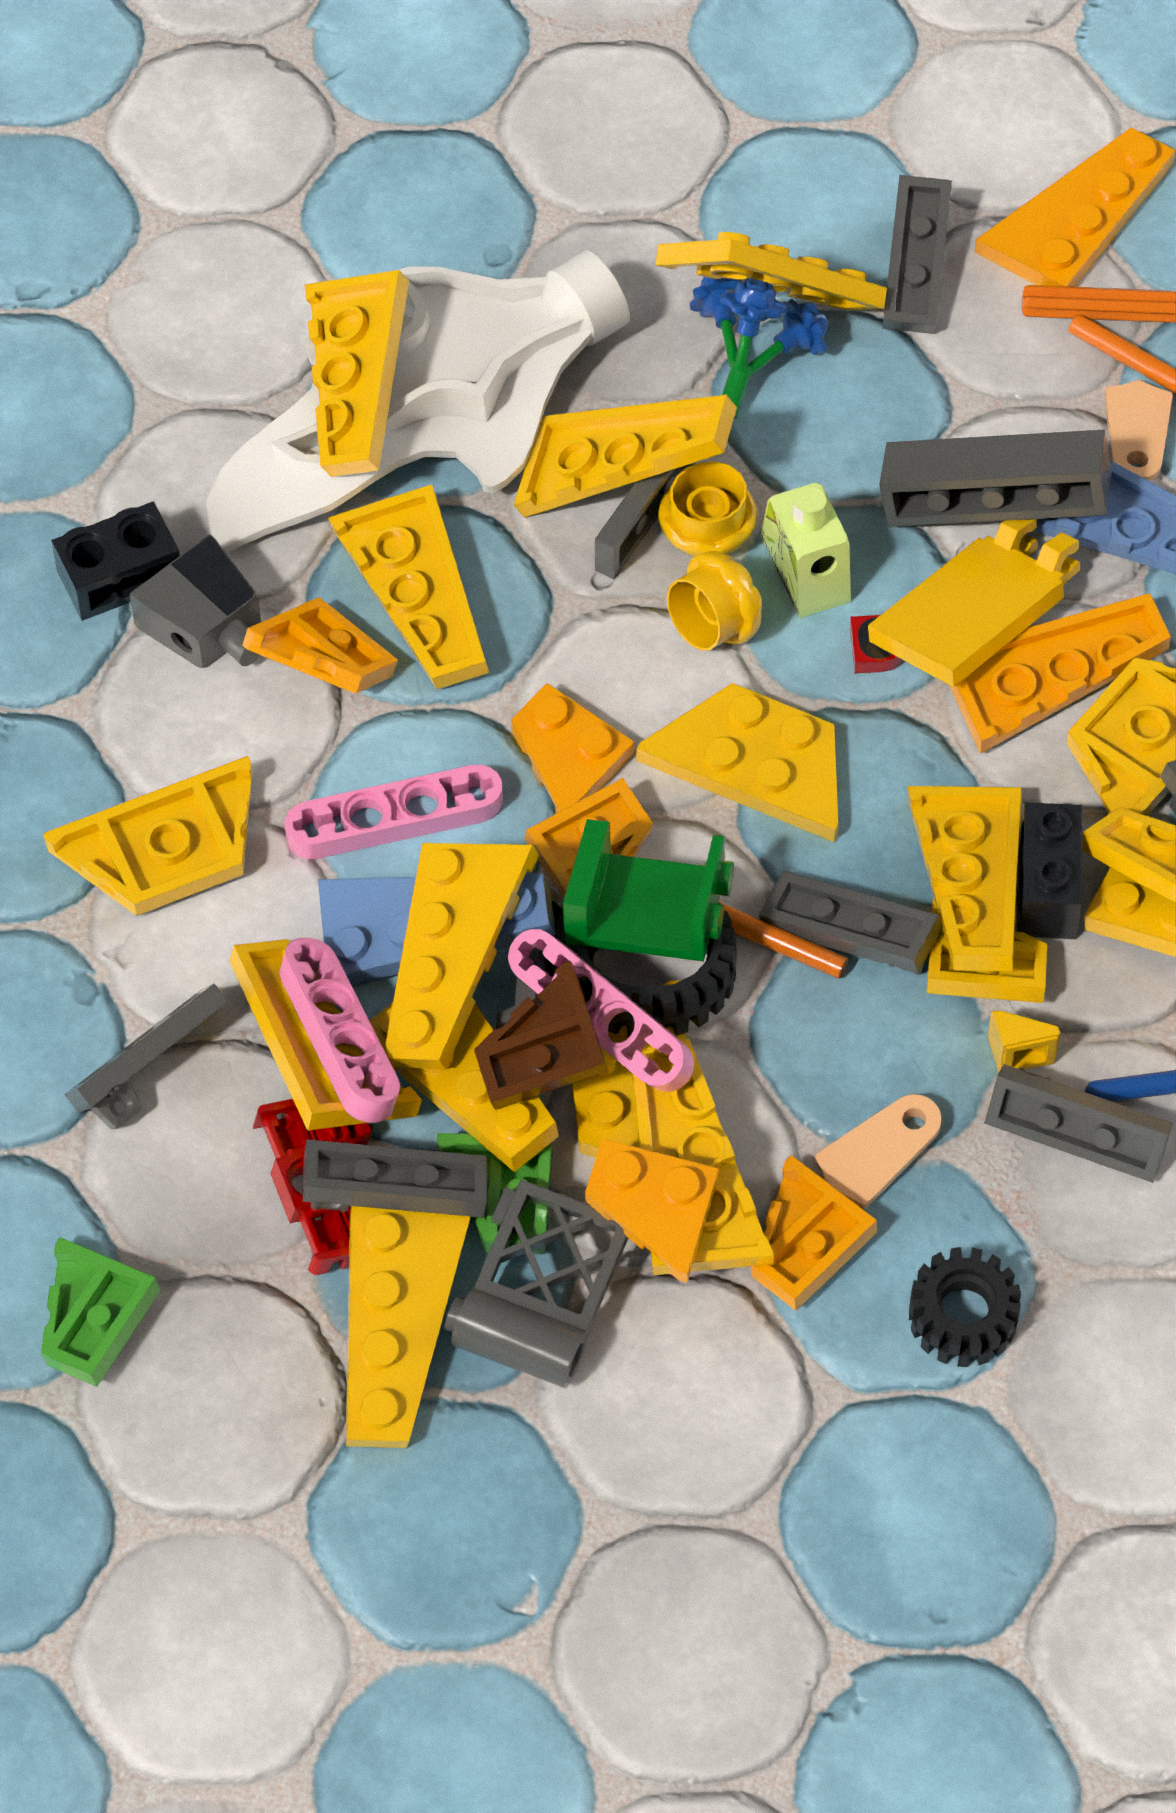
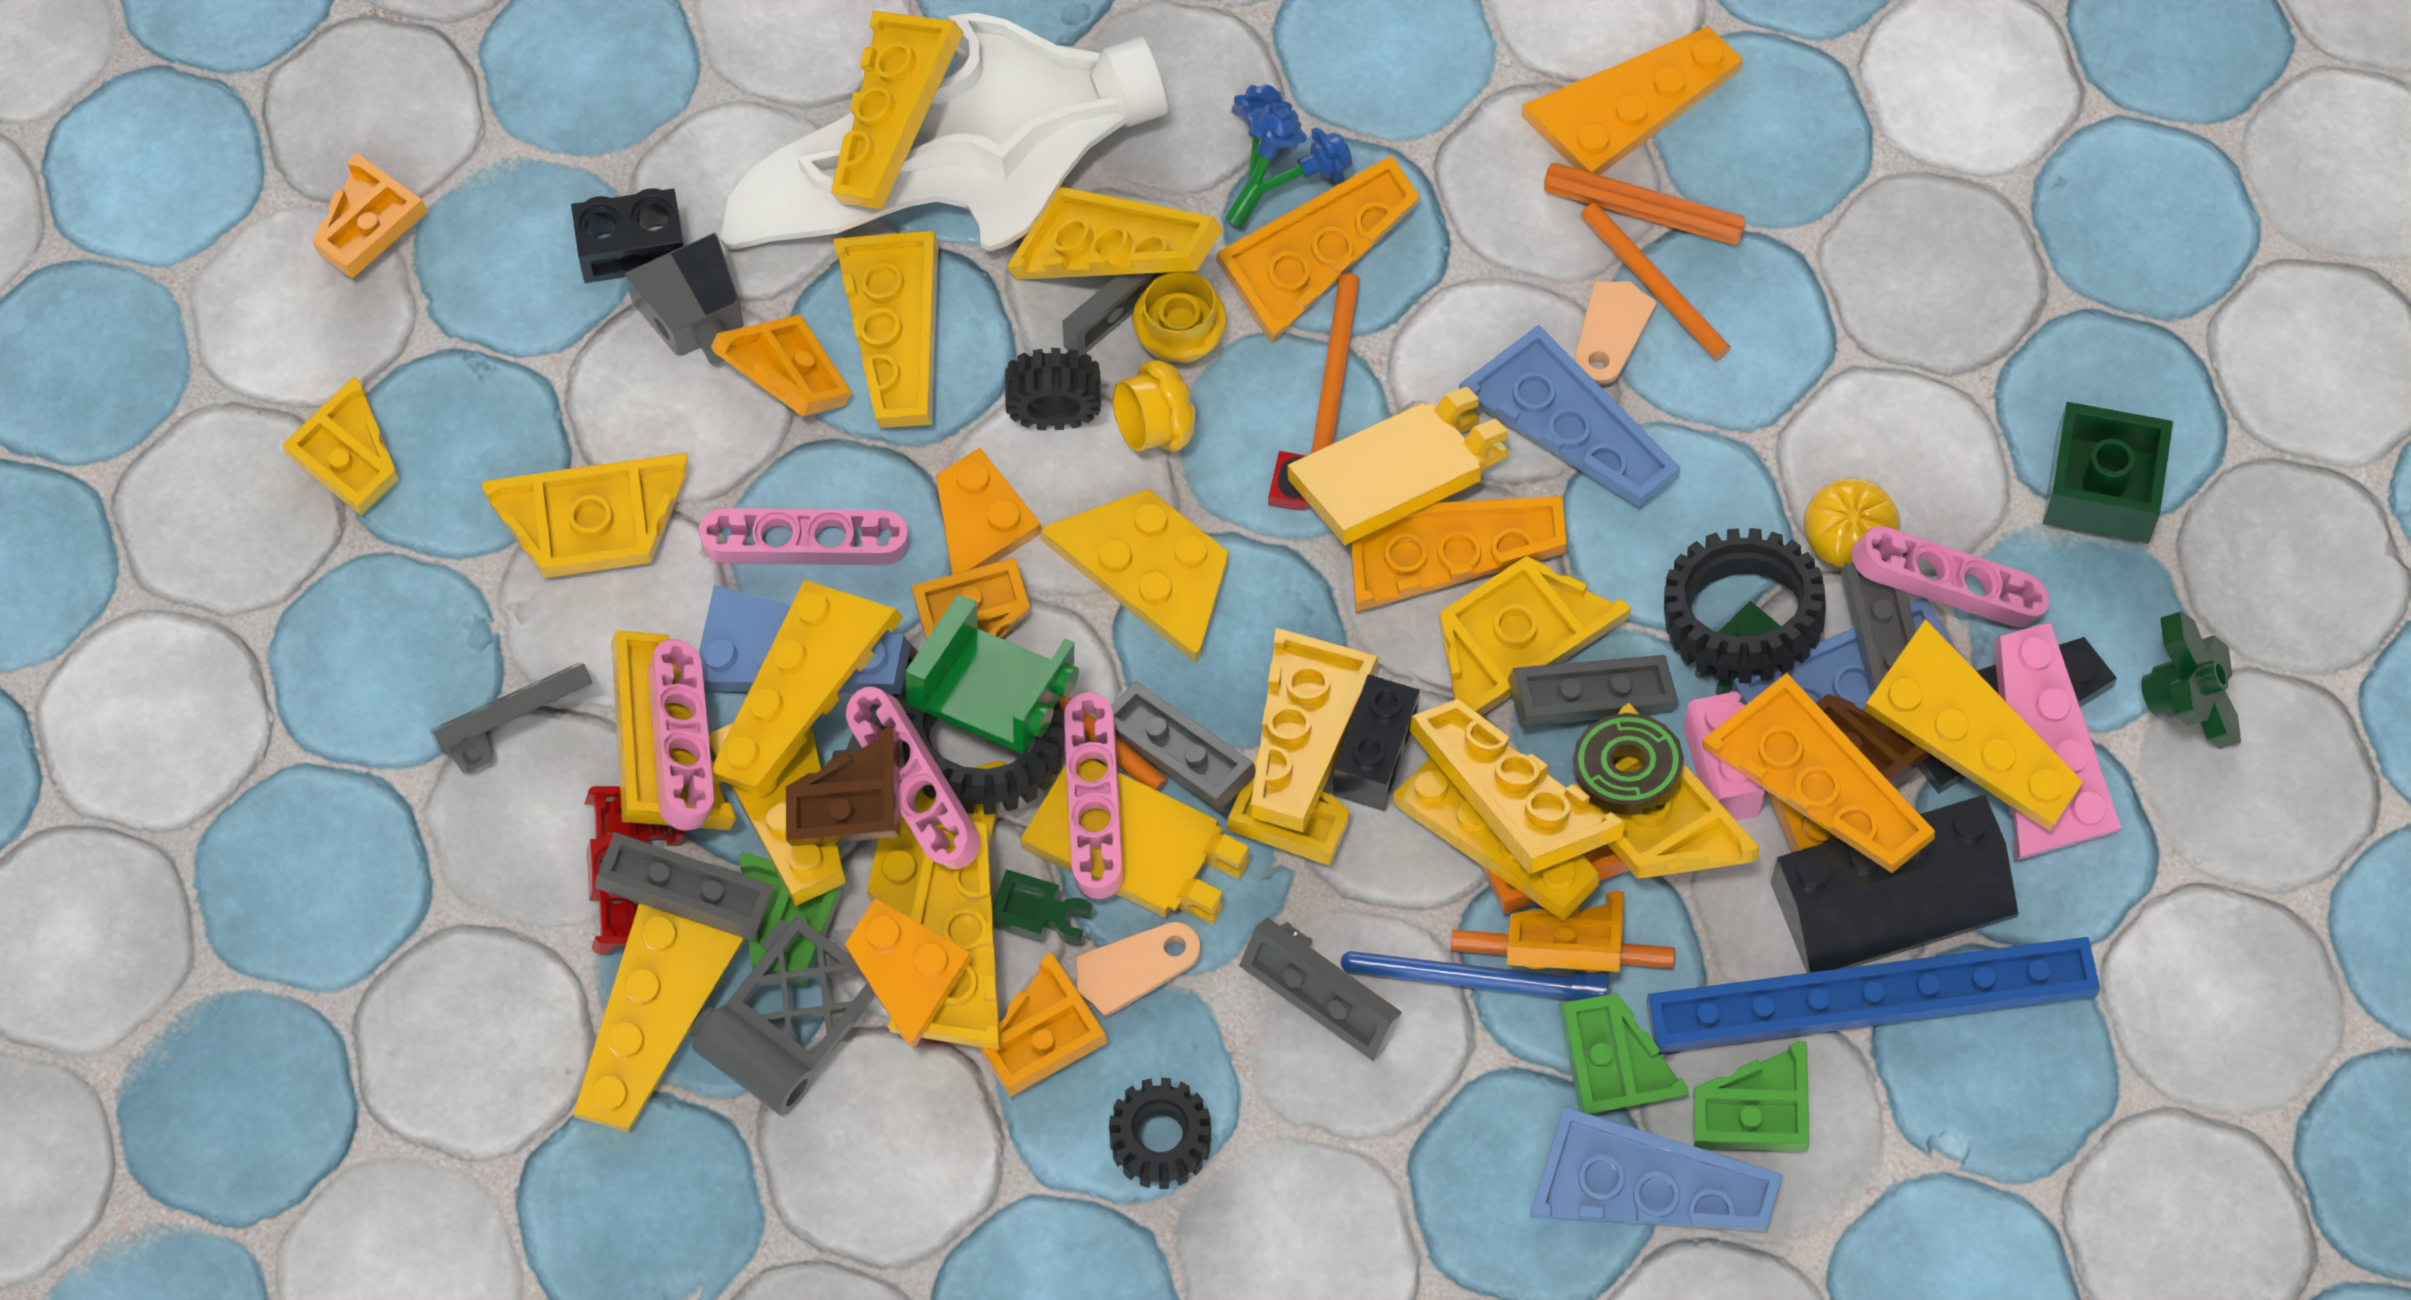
camera: 15 degrees right, 5 degrees up
(92, 1311) = (389, 938): bright green wing -> none
(606, 606) = (1053, 389): none -> black tyre
(754, 1116) = (1031, 906): none -> dark green plate
(777, 990) = (1093, 795): none -> bright pink beam
(796, 533) = (1255, 366): yellowish green torso -> none
(802, 277) = (1305, 97): yellow wing -> none
(817, 414) = (1306, 250): none -> light orange wing
(836, 1027) = (1160, 845): none -> yellow tile
(875, 521) = (1335, 362): none -> orange bar
(917, 254) = (1460, 108): dark grey hinge -> none
(996, 478) = (1451, 351): dark grey brick -> none
(1022, 1041) = (1296, 900): yellow slope -> none

